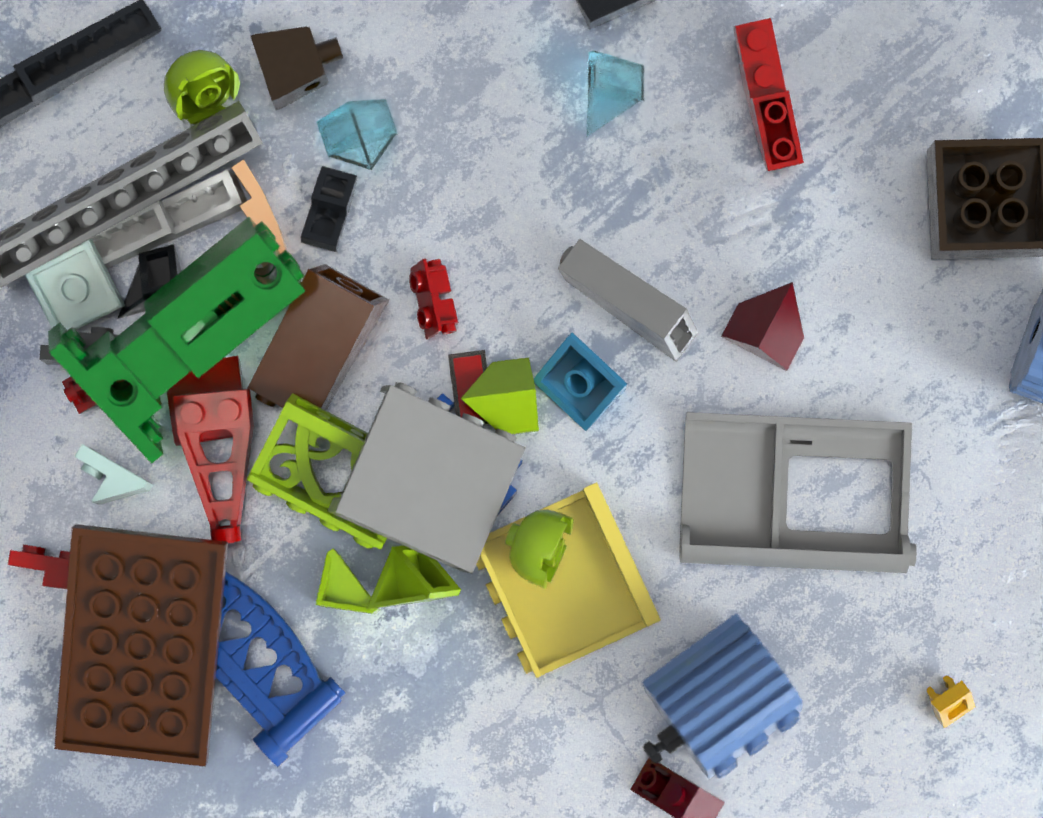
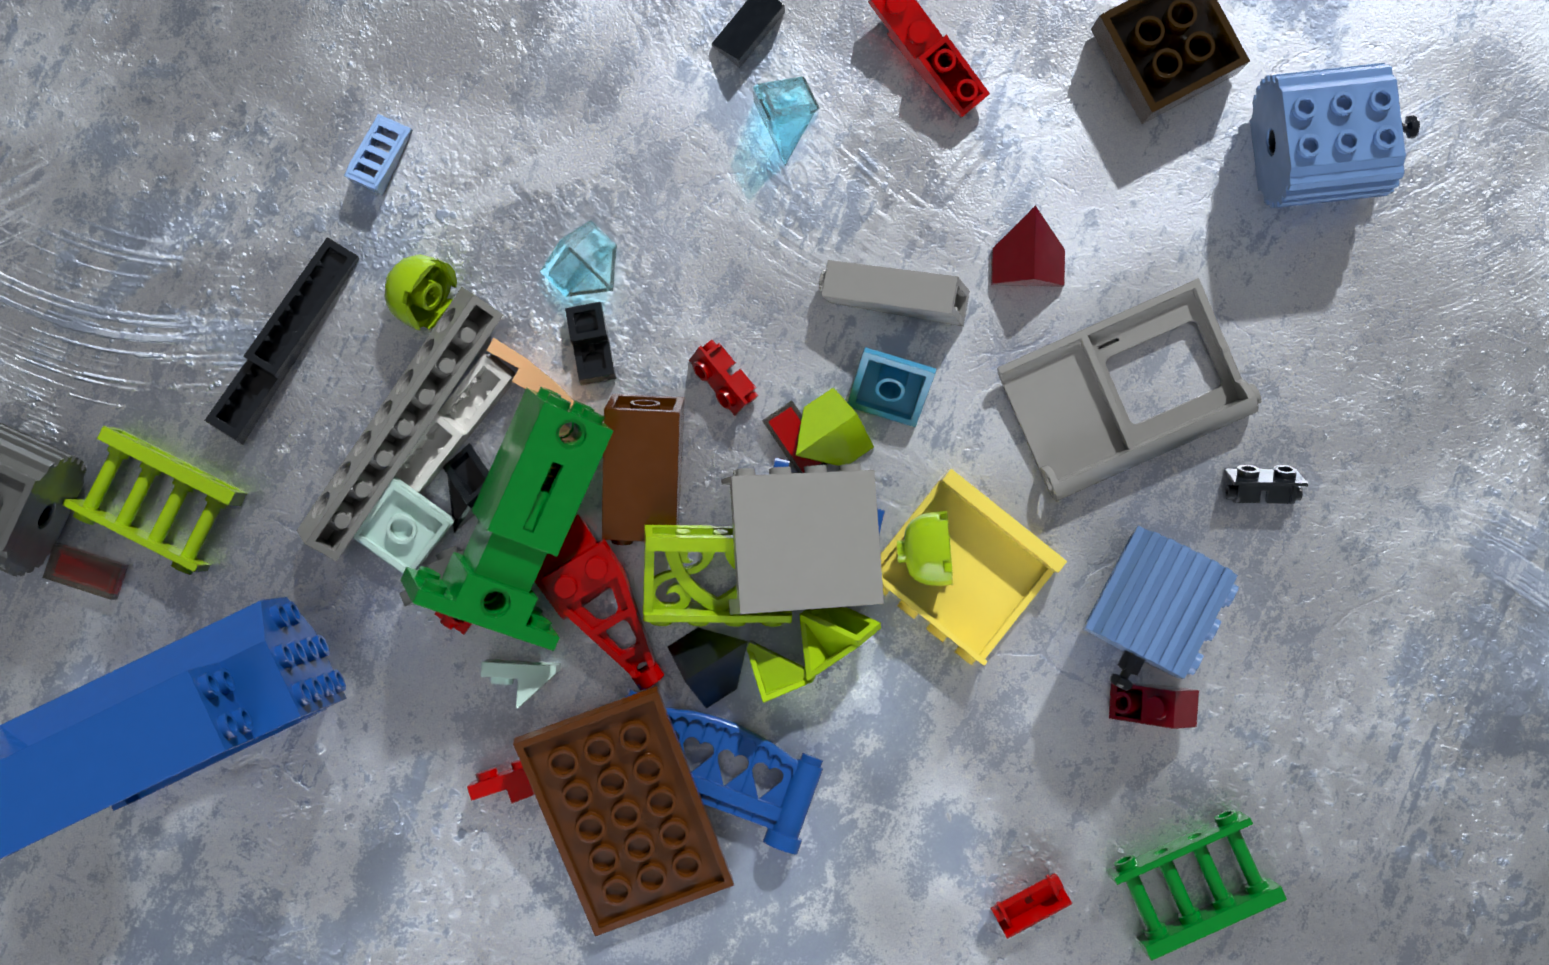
camera: 30 degrees left, 5 degrees up
(287, 552) = (709, 663): none -> black slope
(293, 62) = (492, 228): dark brown torso -> none
(895, 648) = (1281, 484): none -> black hinge
(952, 703) = (1350, 506): yellow tile -> none

